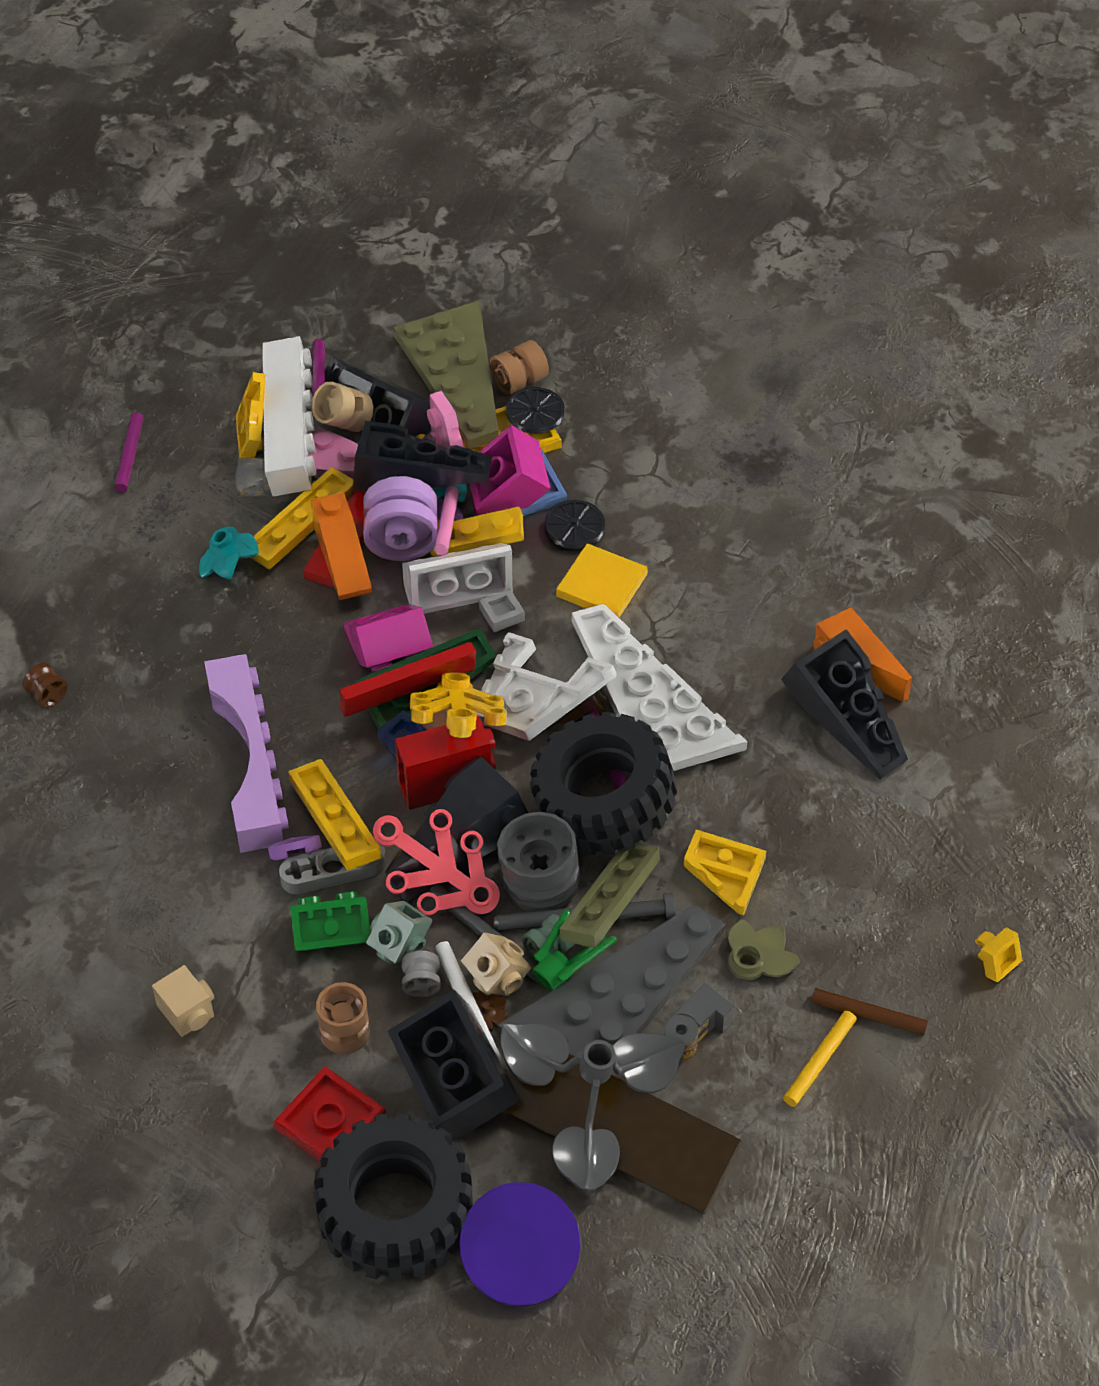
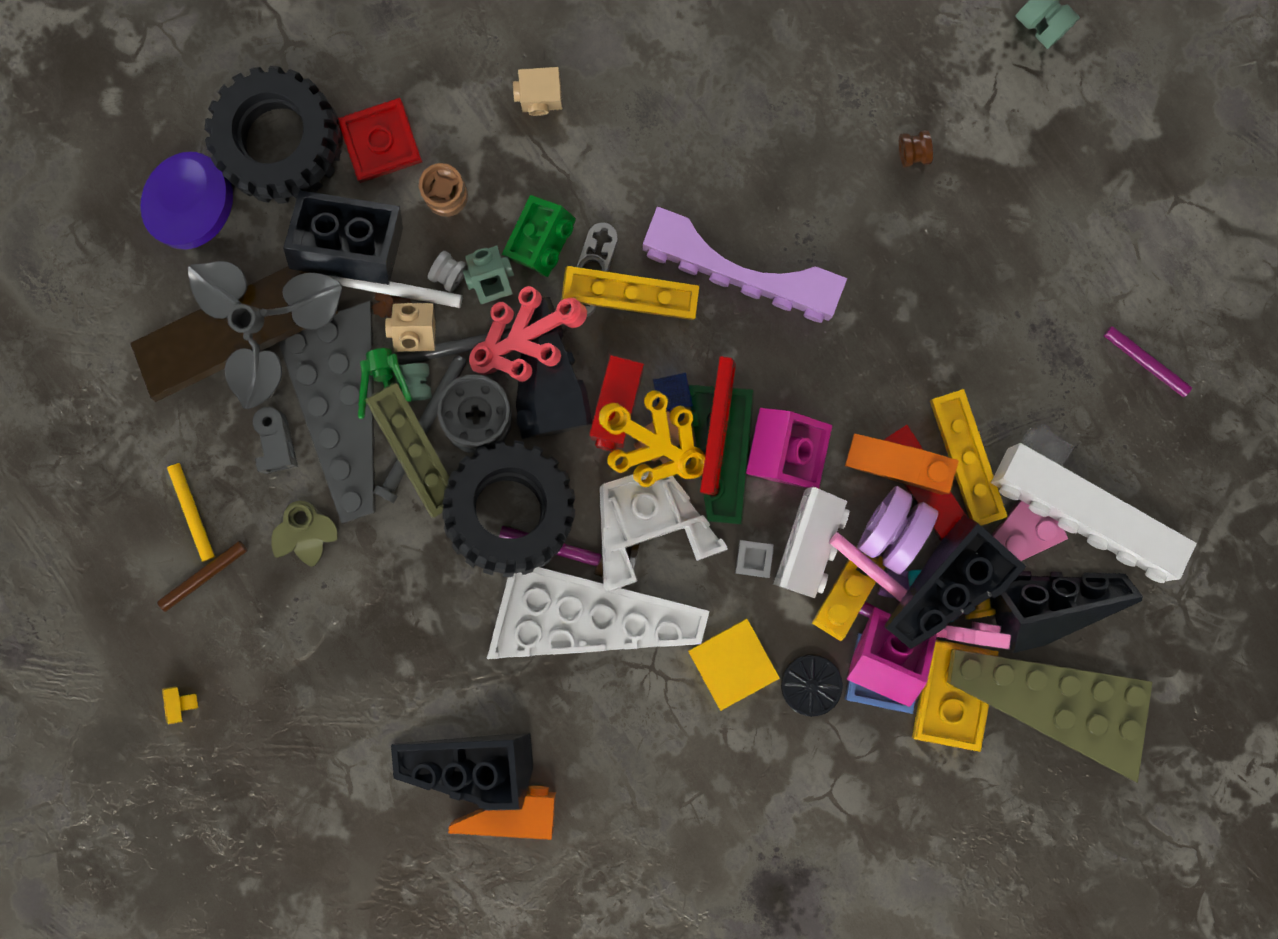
camera: 125 degrees right, 35 degrees up
(224, 551) = (964, 371): teal plate -> none
(250, 417) = (1107, 478): yellow wing -> none
(294, 845) = (624, 248): medium lavender tile -> none
(318, 364) = (1137, 578): magenta bar -> none
(342, 406) = (1067, 565): tan wheel -> none
(521, 366) = (1021, 758): medium nougat wheel -> none
(535, 410) = (958, 736): black wheel -> none
(725, 867) = (388, 559): yellow wing -> none

